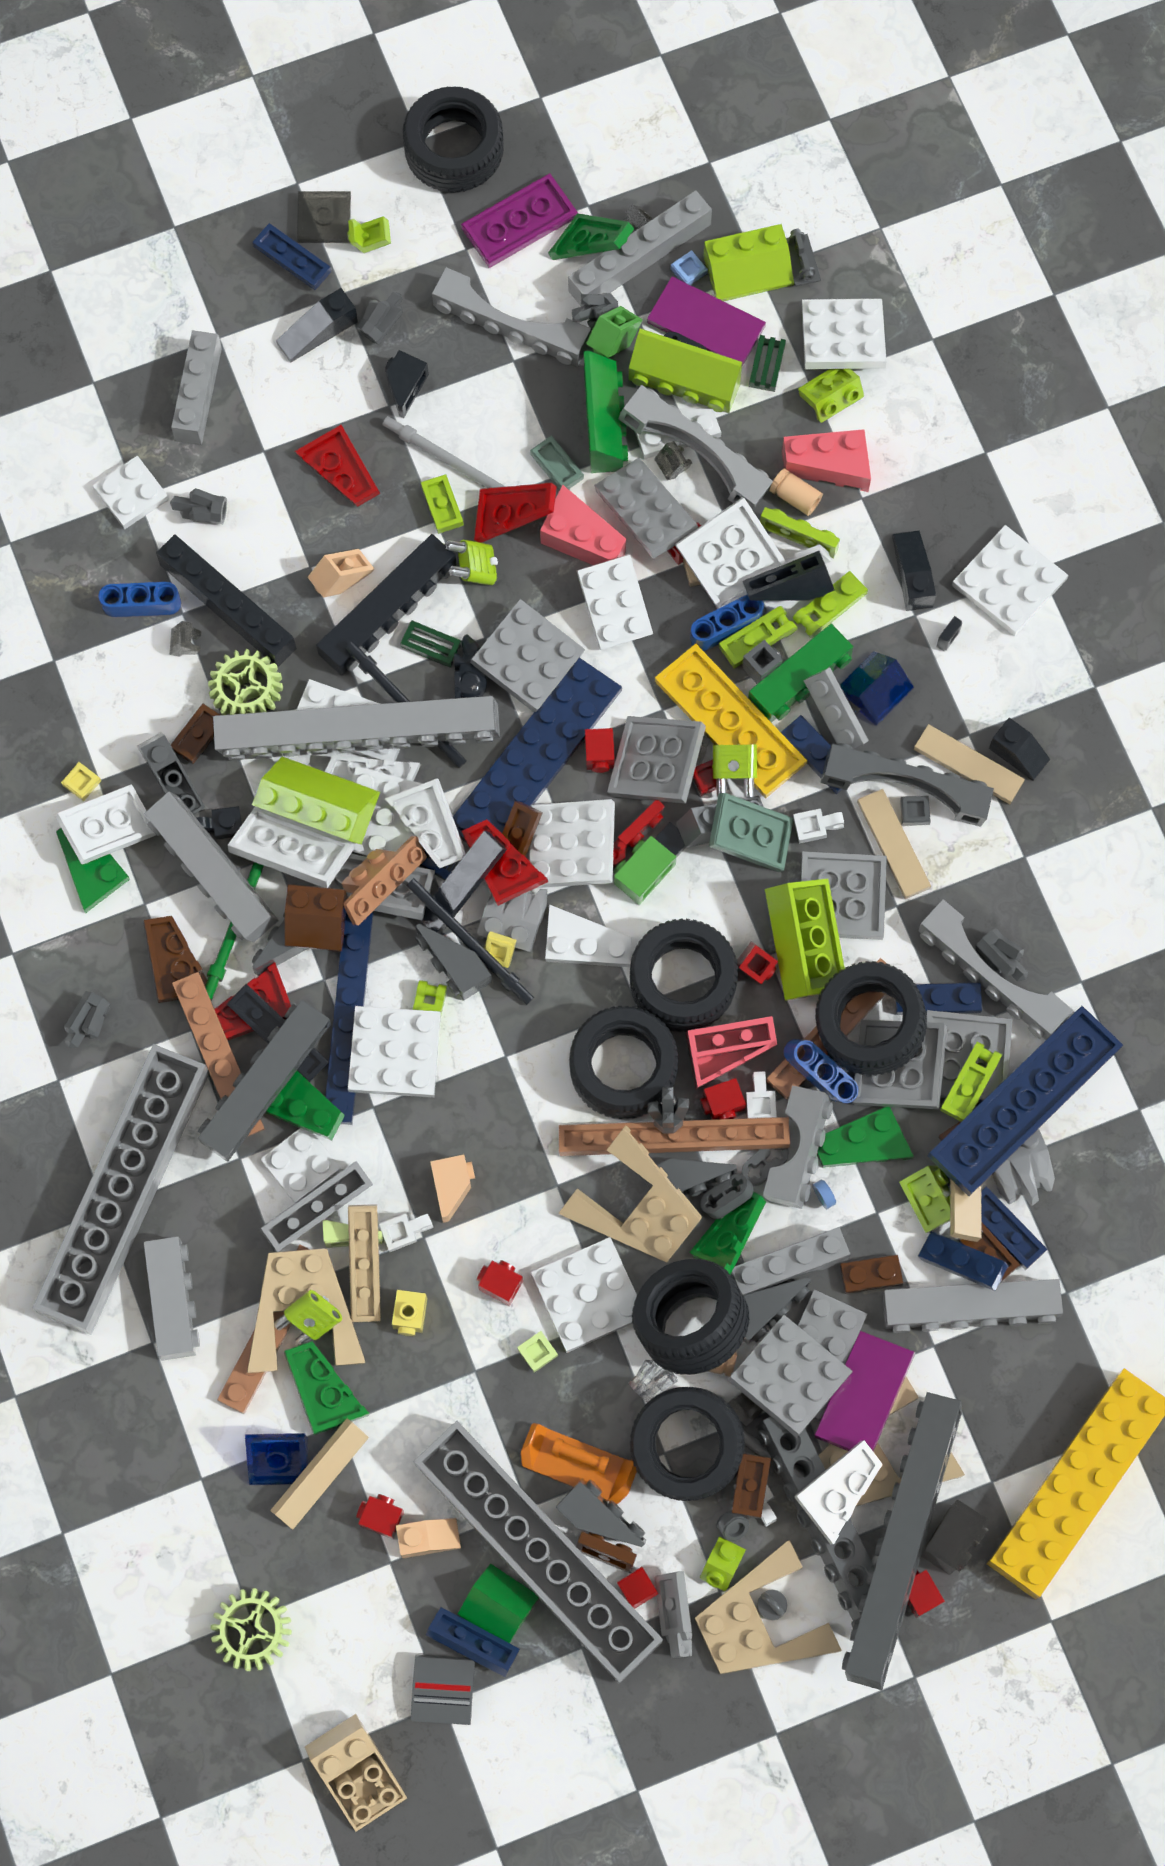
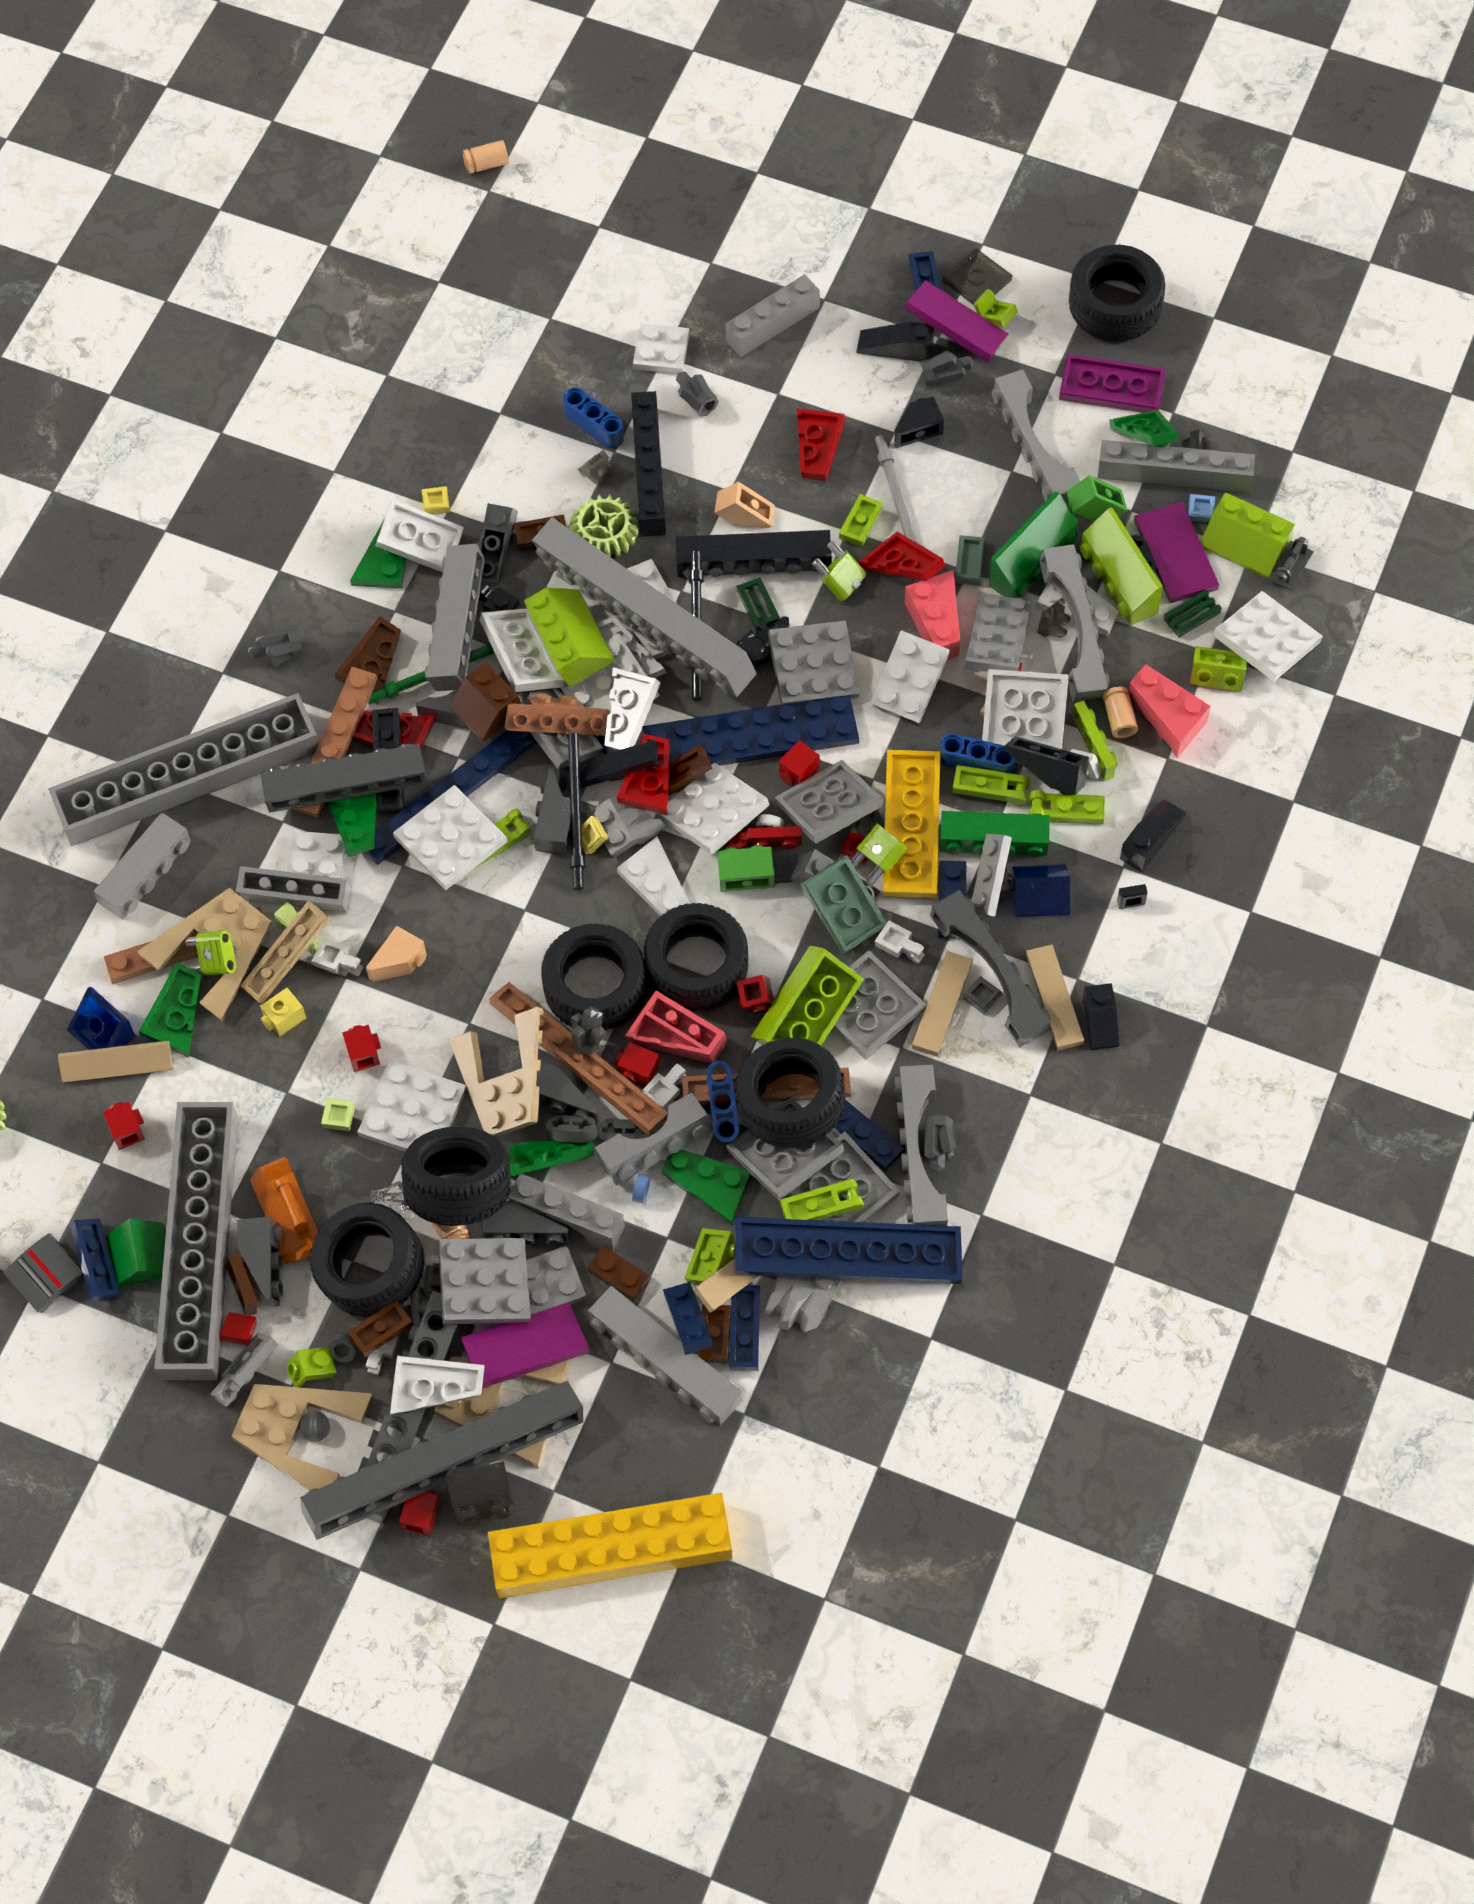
camera: 45 degrees right, 10 degrees down
(352, 269) = (956, 321): none -> magenta tile
(428, 1537) = (138, 1165): light nougat slope -> none
(594, 307) = (1104, 472): dark grey rock -> none
(626, 817) = (767, 820): none -> white tile
(761, 661) = (973, 797): dark grey brick -> none
(1009, 580) = (1218, 900): white plate -> none

